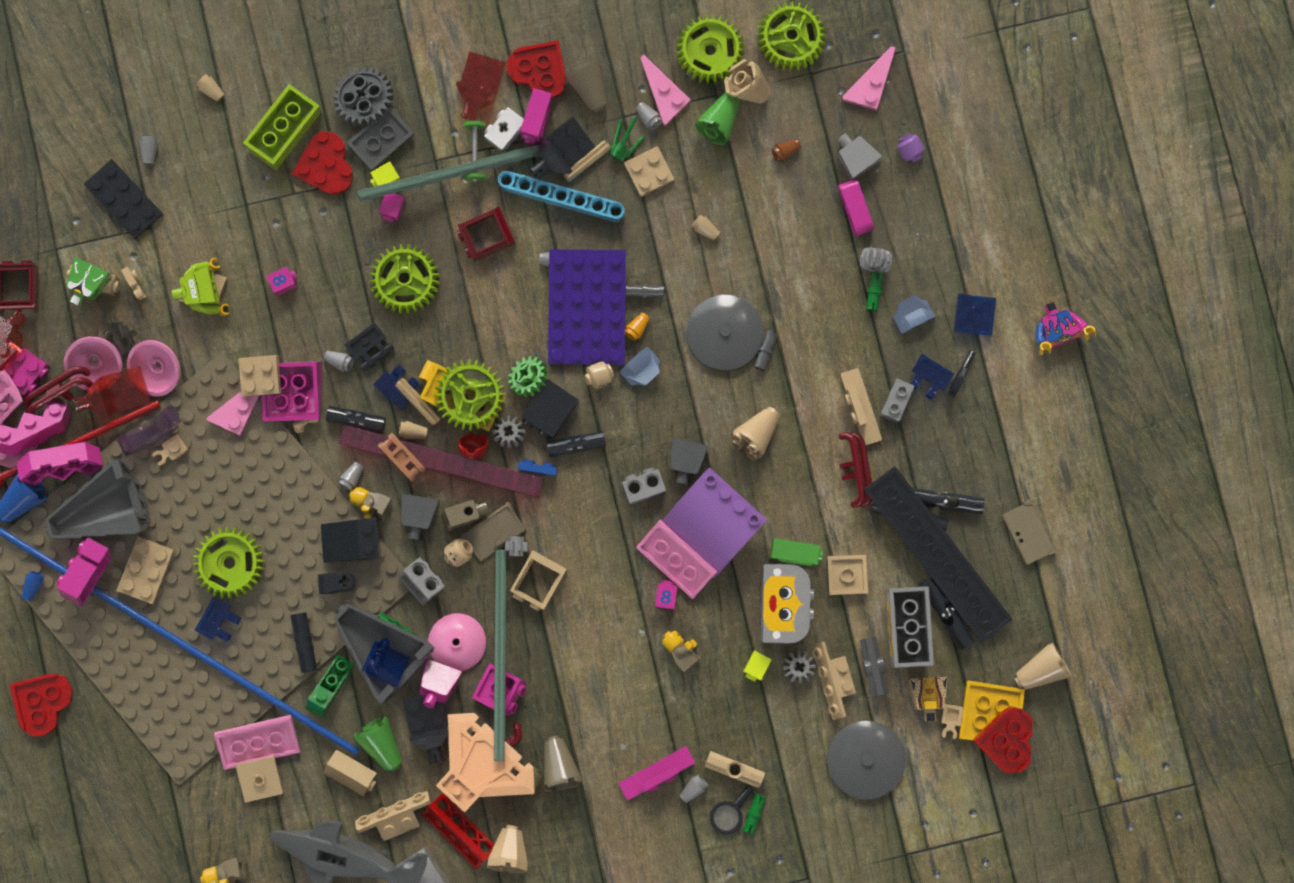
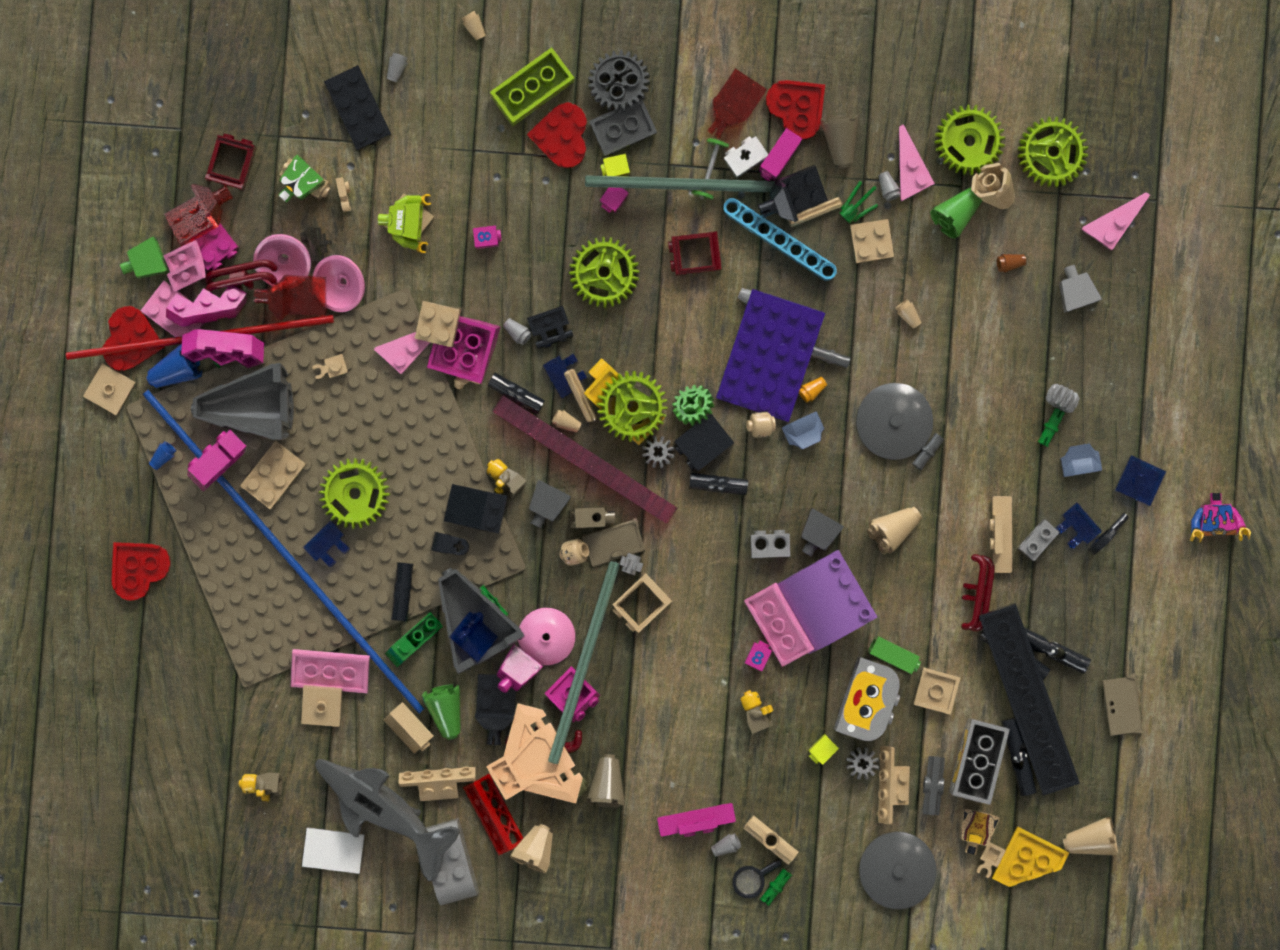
camera: 20 degrees right, 5 degrees up
(151, 432) = (317, 345): clear purple arch -> none
(350, 477) = (494, 447): light grey cone -> none
(401, 457) = (549, 444): nougat plate -> none
(417, 584) = (526, 570): light grey brick -> none
(473, 446) = (619, 454): red hair -> none
(530, 467) = (667, 491): blue plate -> none
(856, 207) = (1060, 340): dark pink beam -> none
(910, 147) = (1132, 298): medium lavender head -> none
(1007, 740) = (1037, 895): red plate -> none

